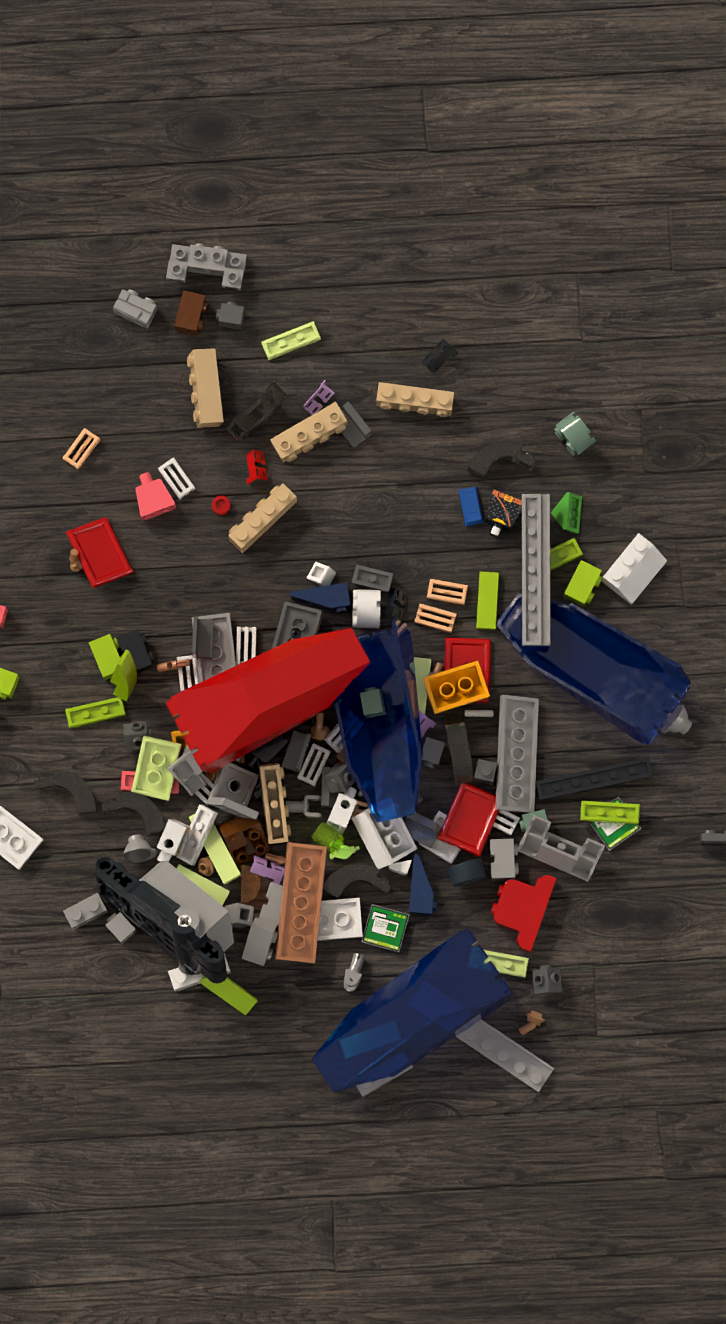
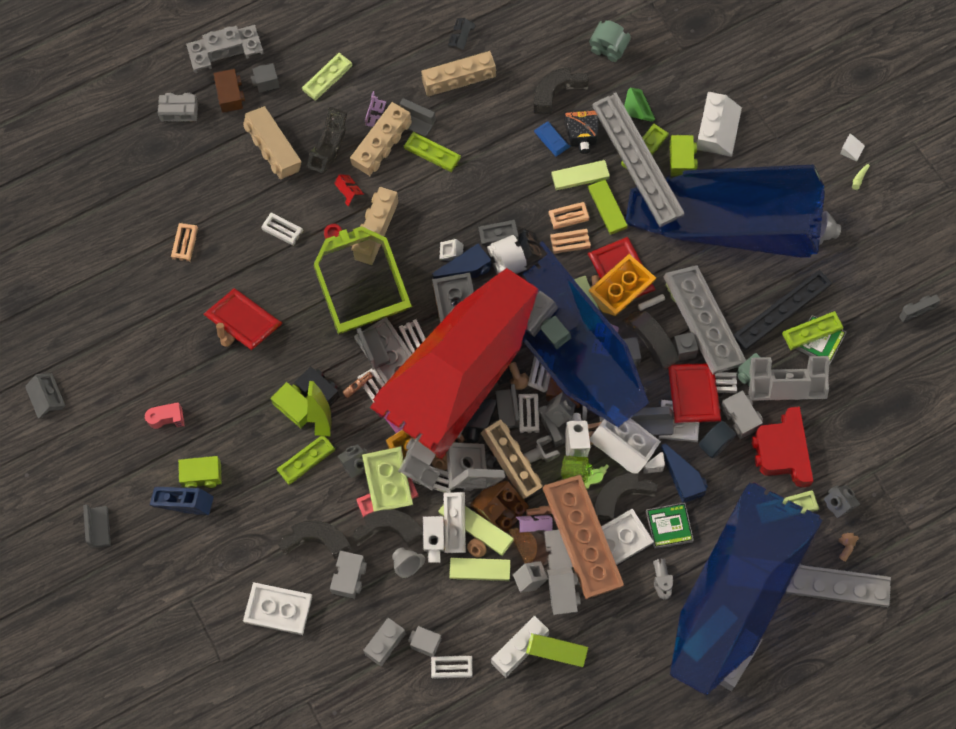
camera: 25 degrees left, 10 degrees down
(83, 837) = (347, 580): none -> light grey brick
(118, 953) = (434, 667): none -> white tile
(153, 497) = (269, 252): coral torso -> none
(172, 913) = (470, 600): black piece -> none
(226, 528) = (349, 239): none -> lime container
(352, 466) = (432, 151): none -> lime tile
(369, 677) = (542, 310): none -> light grey brick
(478, 556) = (580, 175): none -> yellowish green tile

